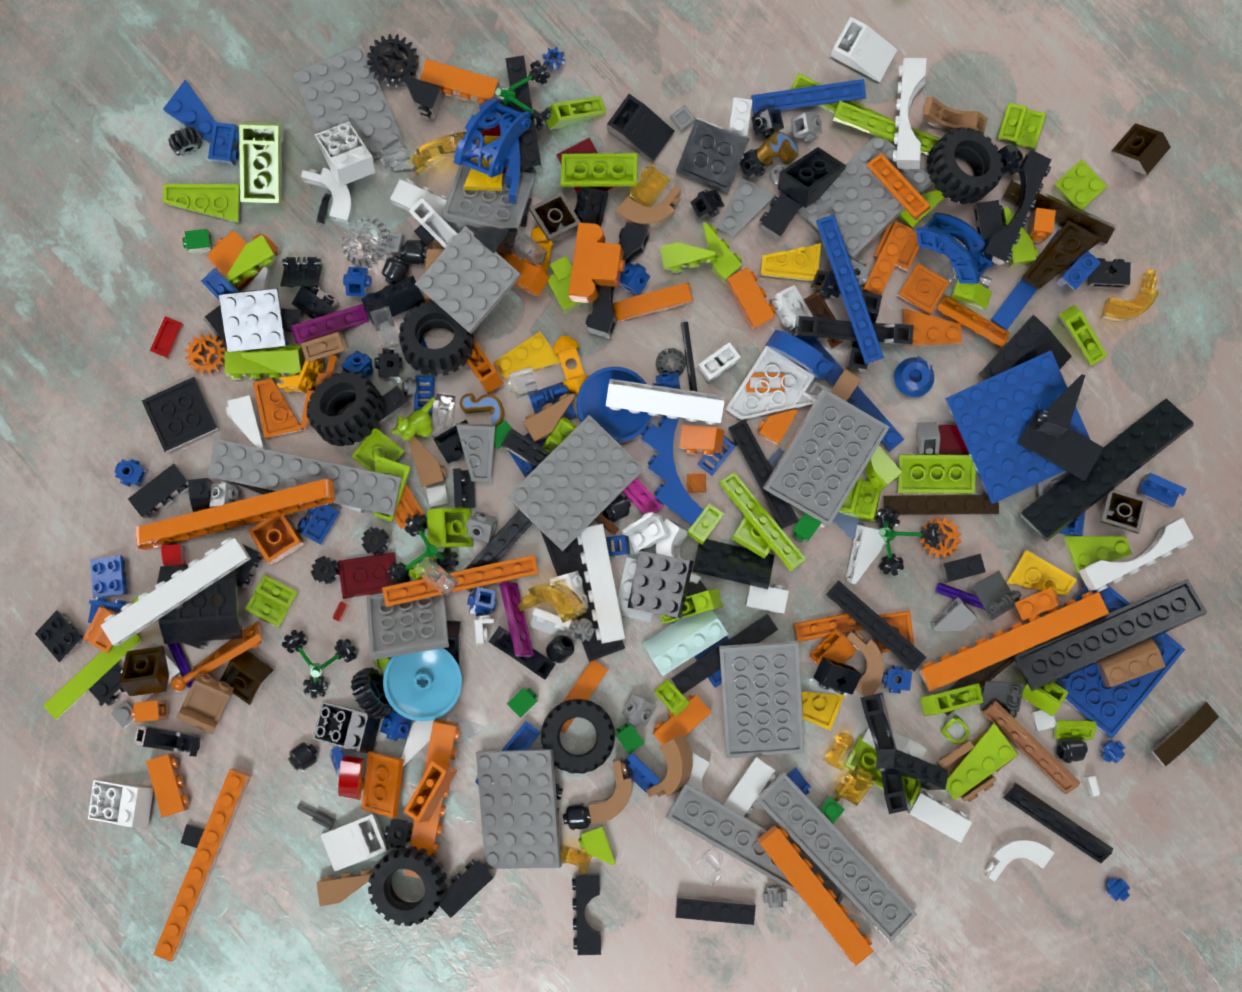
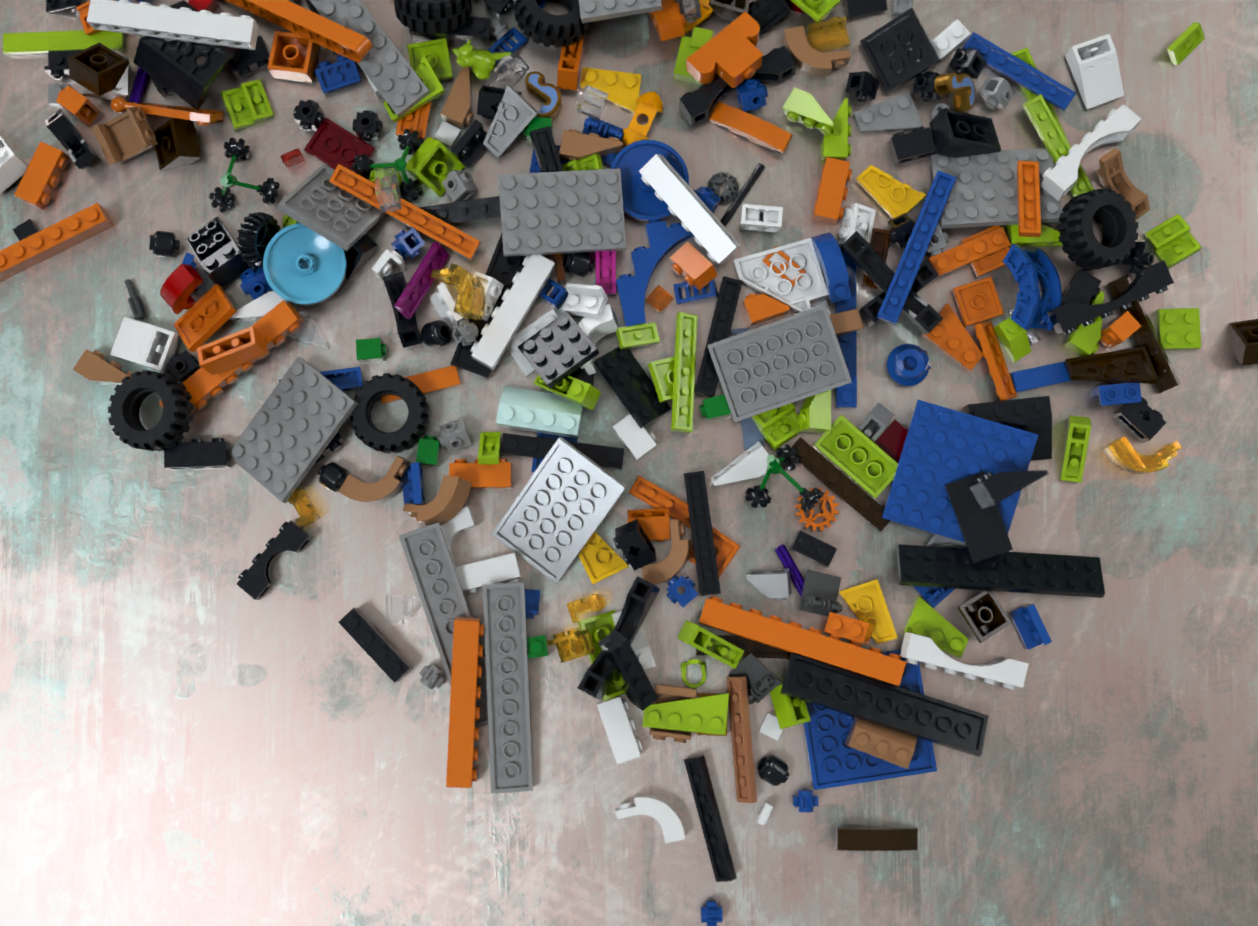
camera: 40 degrees right, 0 degrees up
(597, 844) = (329, 513): lime slope -> none
(1082, 729) = (796, 761): lime plate -> none

